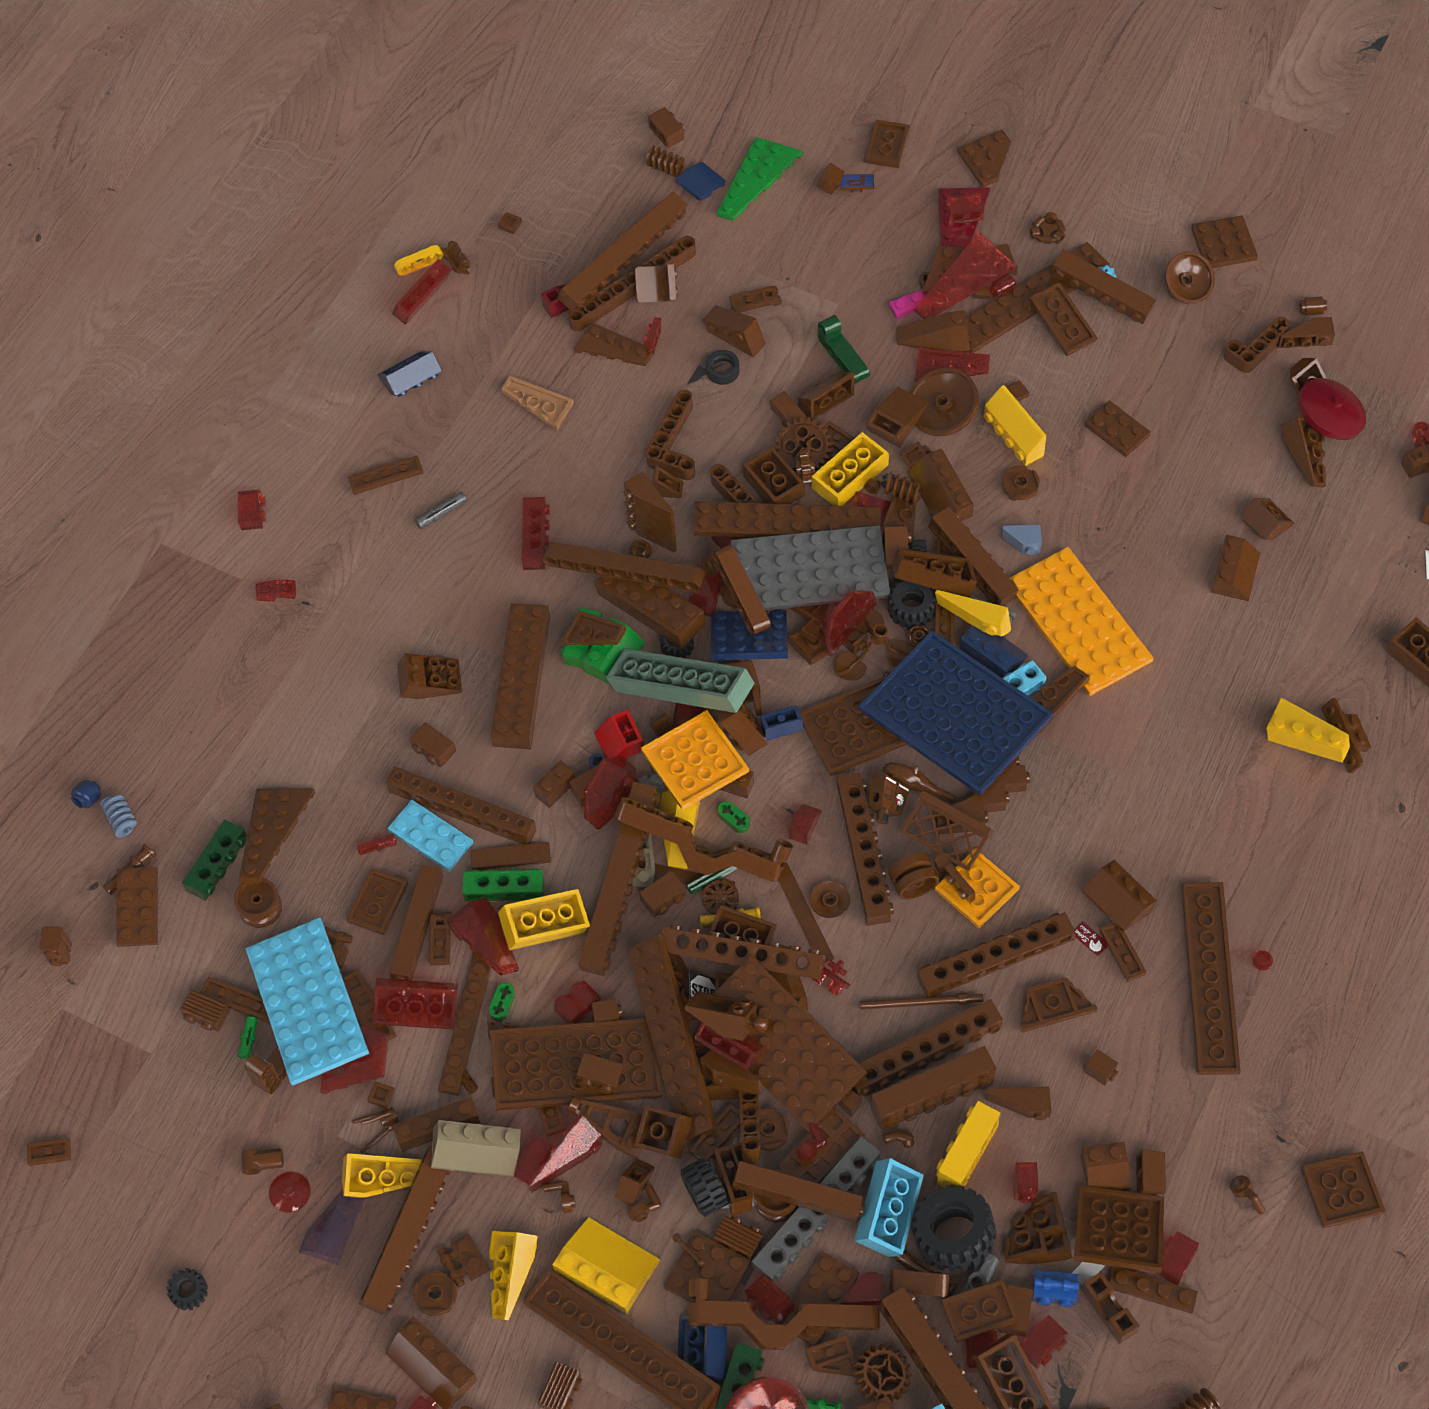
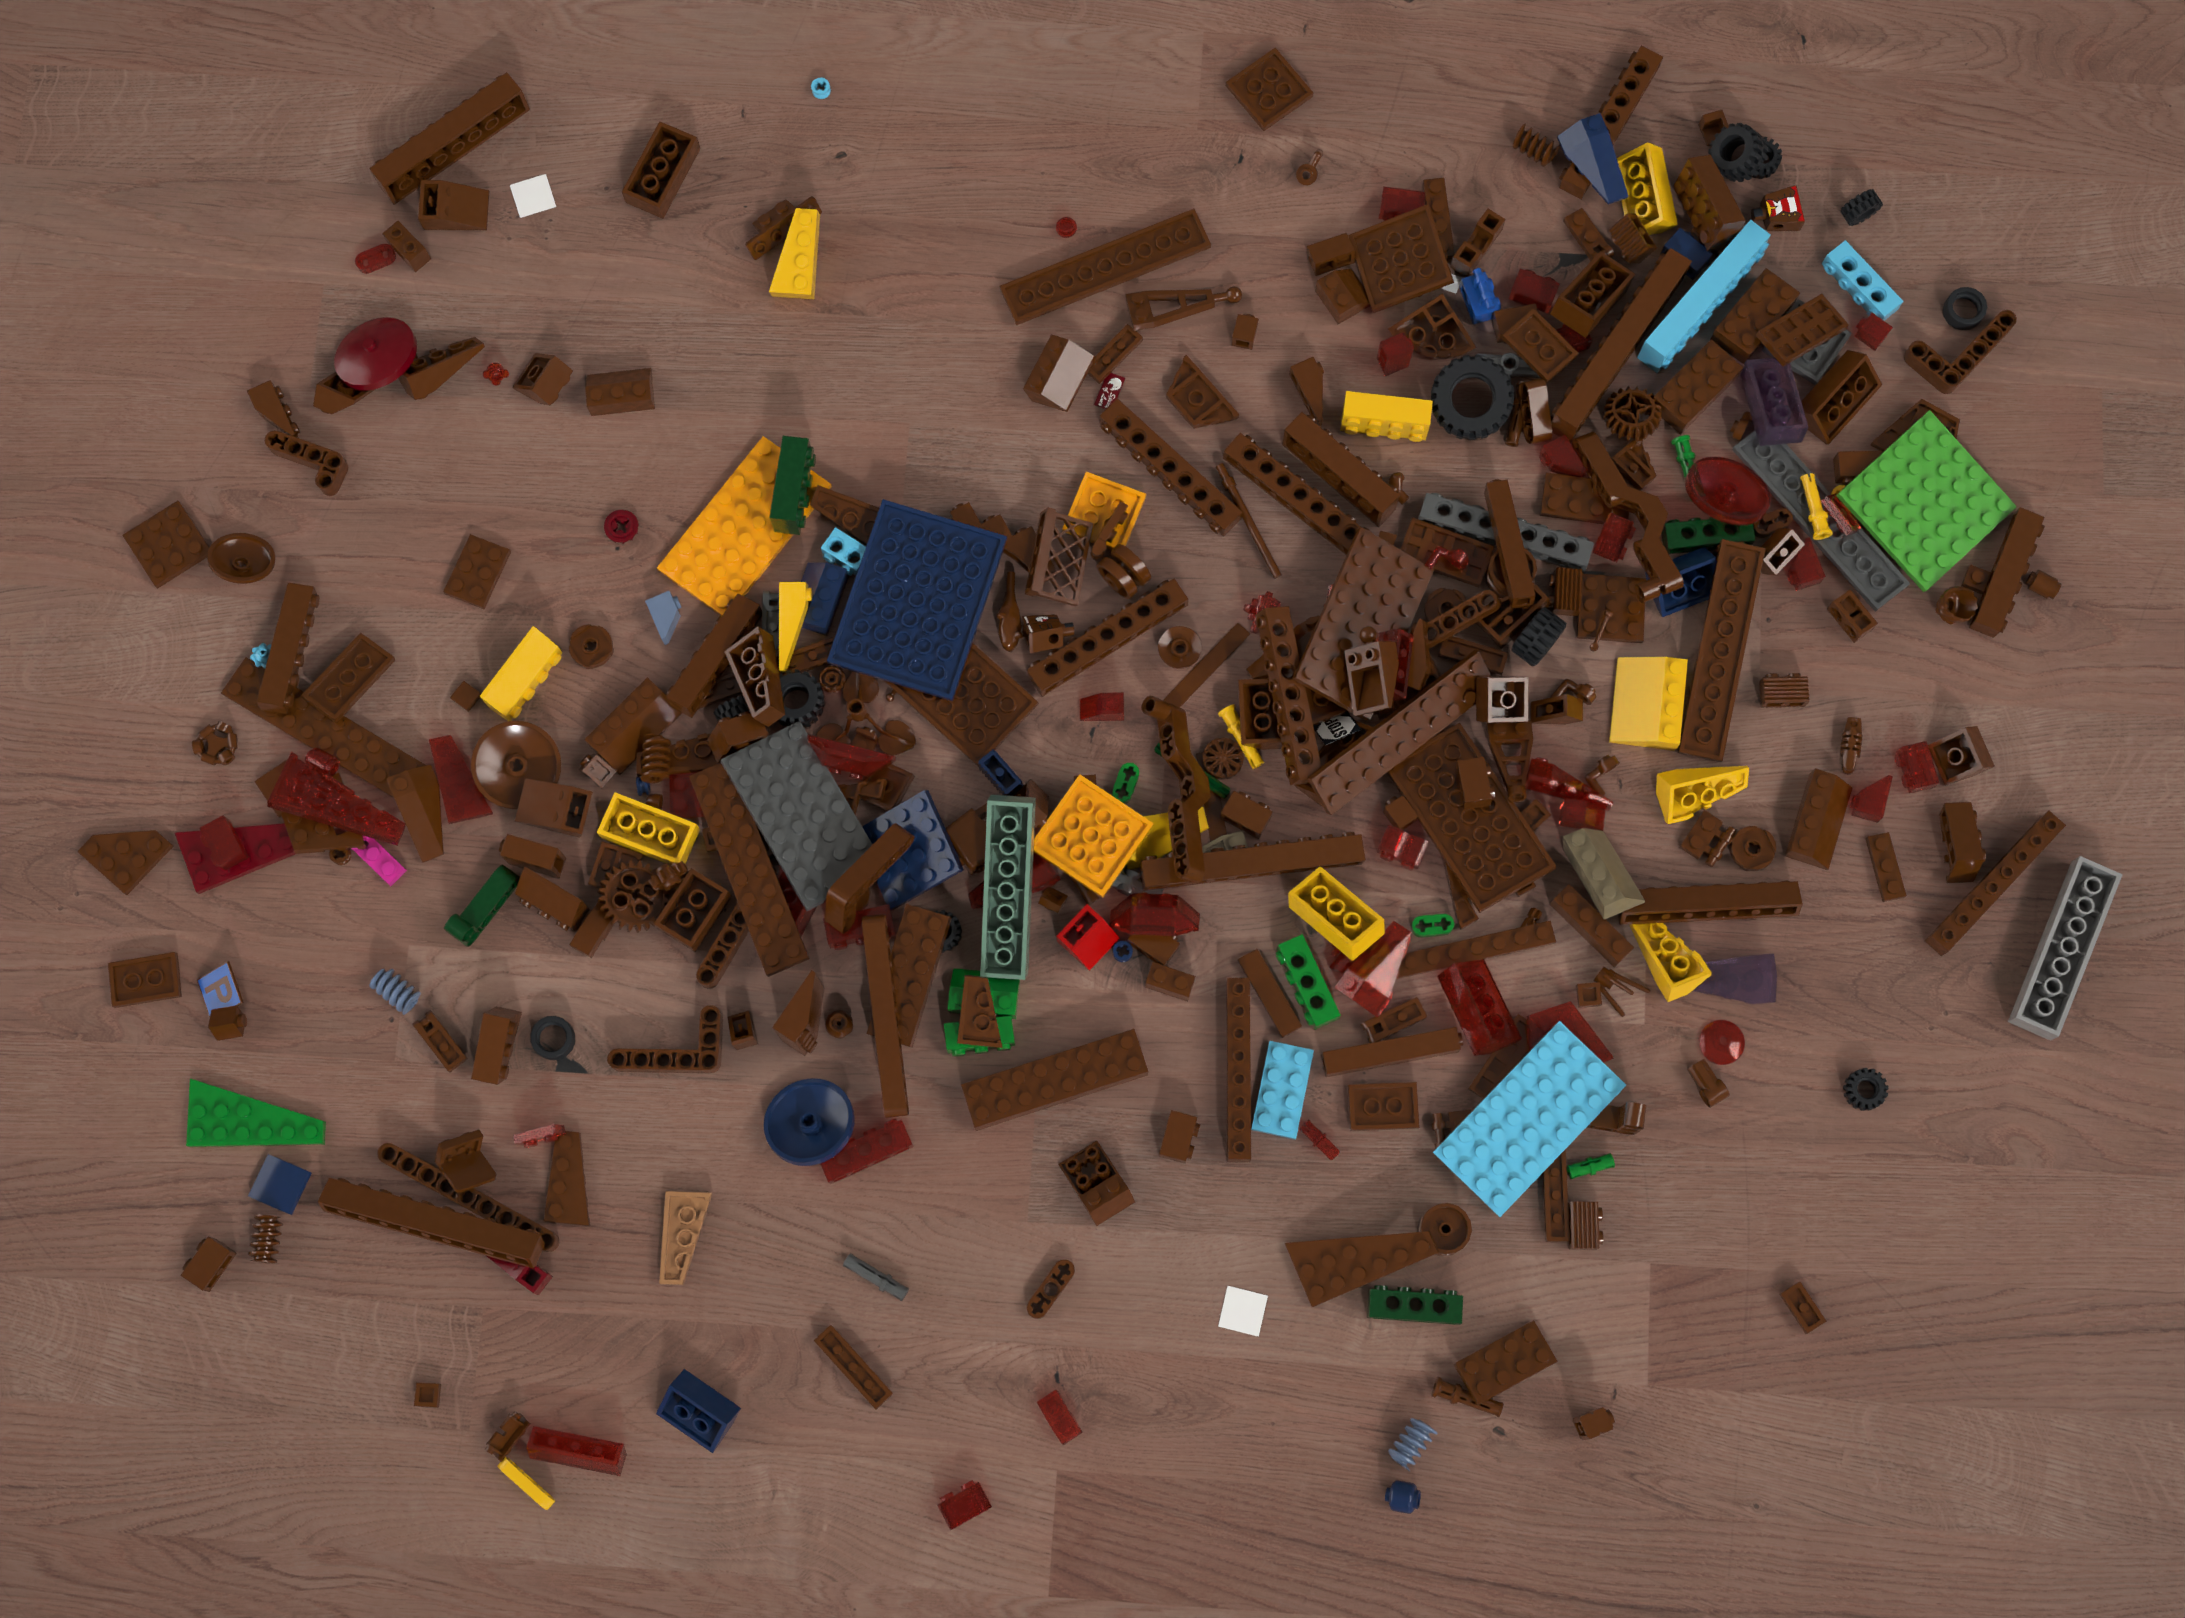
camera: 115 degrees left, 15 degrees up
(282, 743) = (1243, 1311): none -> white sticker
(369, 627) = (1046, 1307): none -> reddish brown beam
(574, 501) = (809, 1122): none -> dark blue dish
(805, 281) = (394, 991): none -> sand blue piece
(864, 390) = (533, 855): none -> reddish brown brick
(889, 1207) = (1477, 462): medium azure brick -> none
(1093, 651) = (791, 485): none -> dark green brick
(1119, 529) = (622, 517): none -> dark red gear
(1160, 990) = (1142, 315): none -> reddish brown plate
(1285, 488) = (495, 368): none -> clear red plate
(1313, 306) = (232, 419): reddish brown brick -> none

